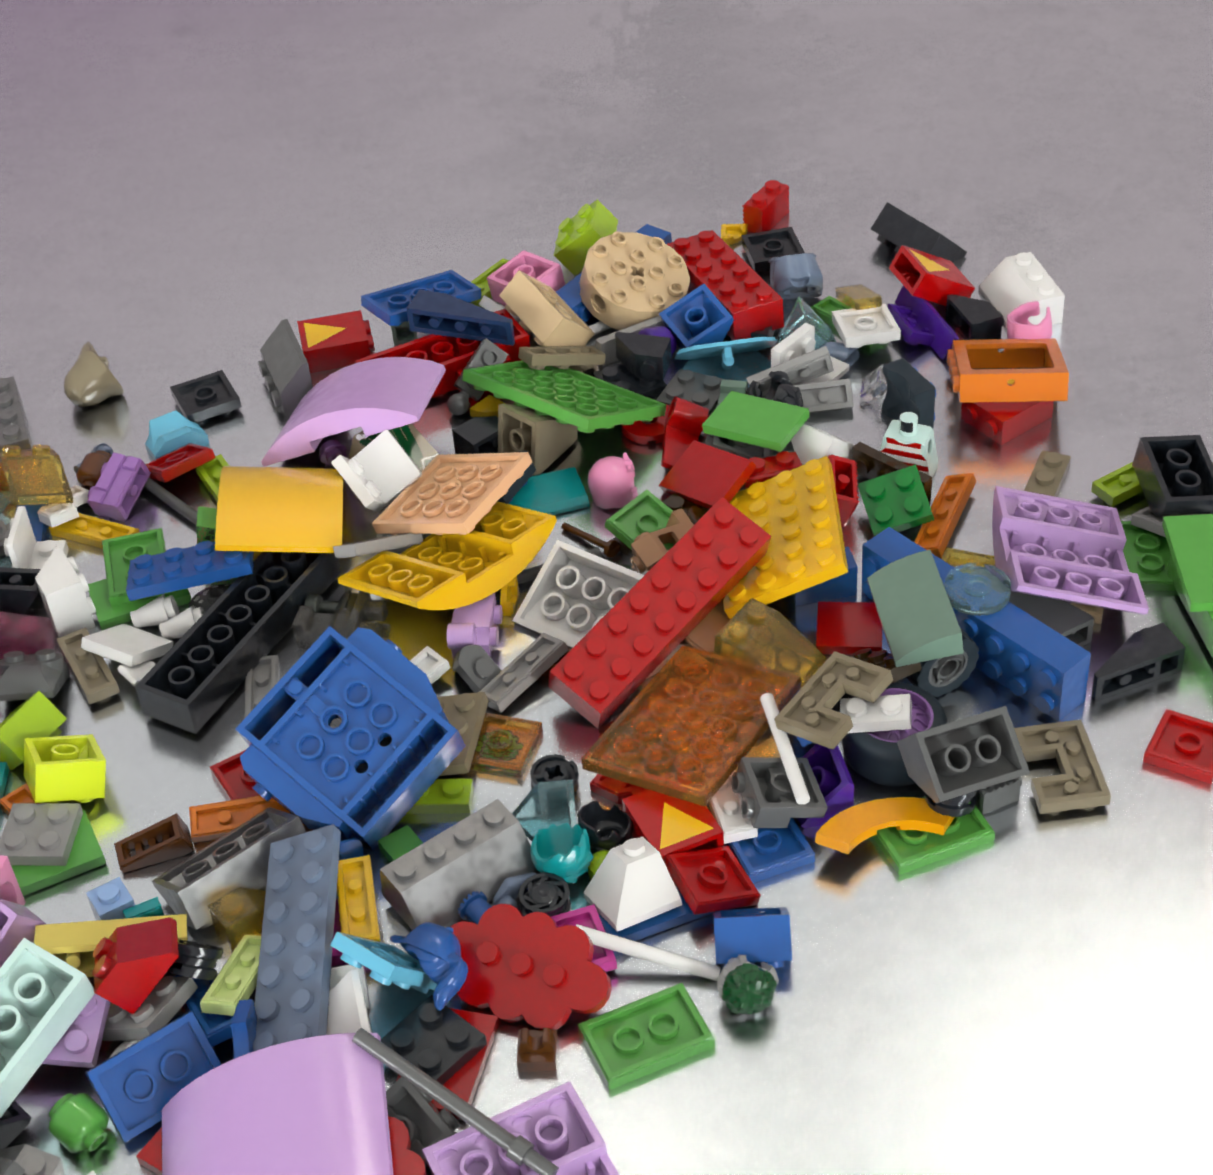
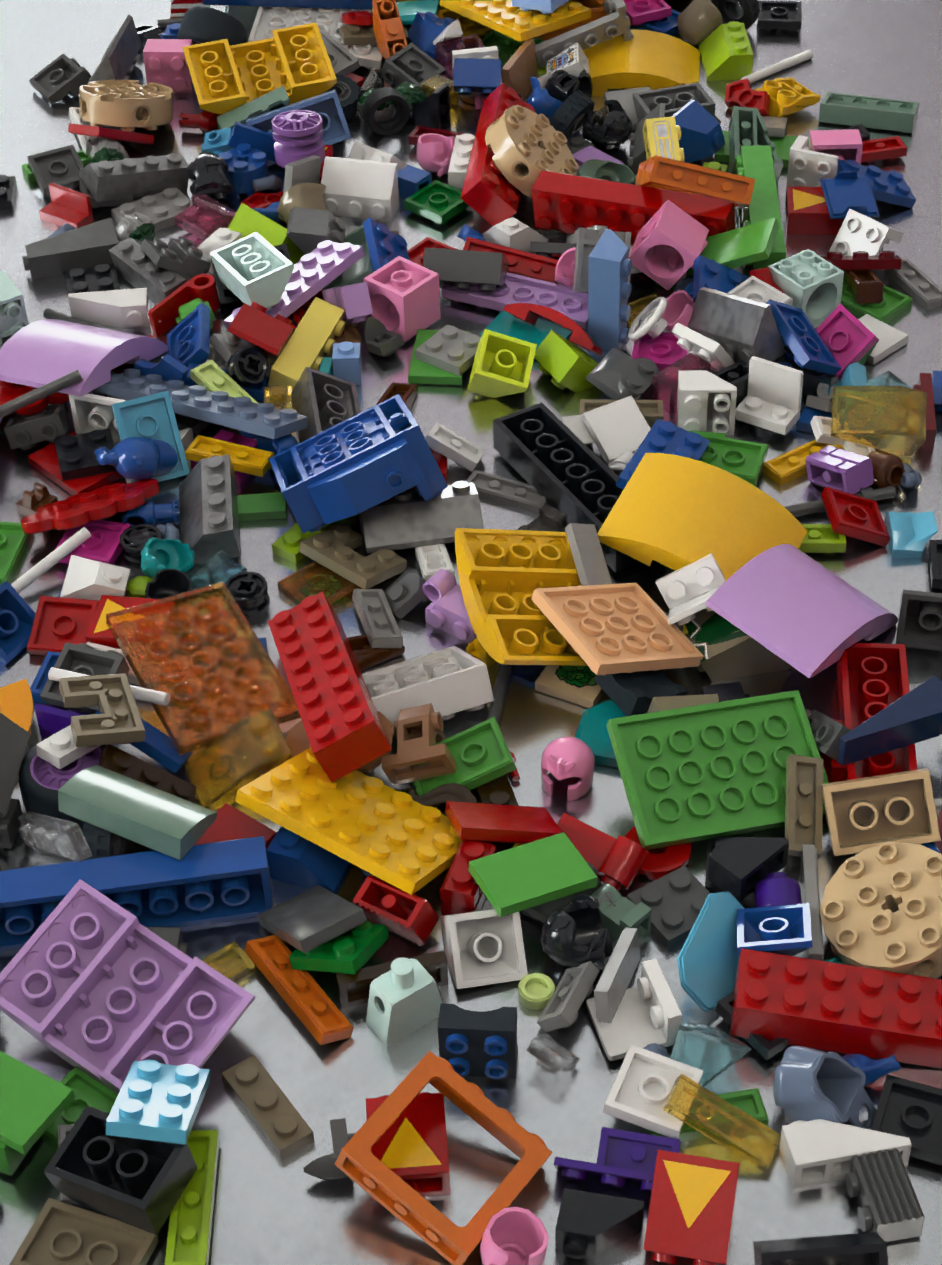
camera: 120 degrees right, 0 degrees up
(28, 1125) = (164, 313): none -> red door
(49, 903) = (379, 339): none -> dark grey plate
(226, 744) = (454, 447): none -> white plate
(610, 548) = (528, 731): reddish brown piece -> none
(760, 266) = (873, 1068): none -> blue animal
(827, 420) = (535, 990): none -> yellowish green tile
(836, 264) = (824, 1149): none -> white slope
(839, 238) = (885, 1196): none -> dark grey brick
(891, 504) = (311, 918): none -> dark grey tile
(977, 661) = (54, 836): none -> clear plate
(978, 589) = (123, 871): clear light blue tile -> none
(1045, 428) = (324, 1166): none -> dark grey plate
(1124, 475) = (158, 1102): none -> medium azure plate

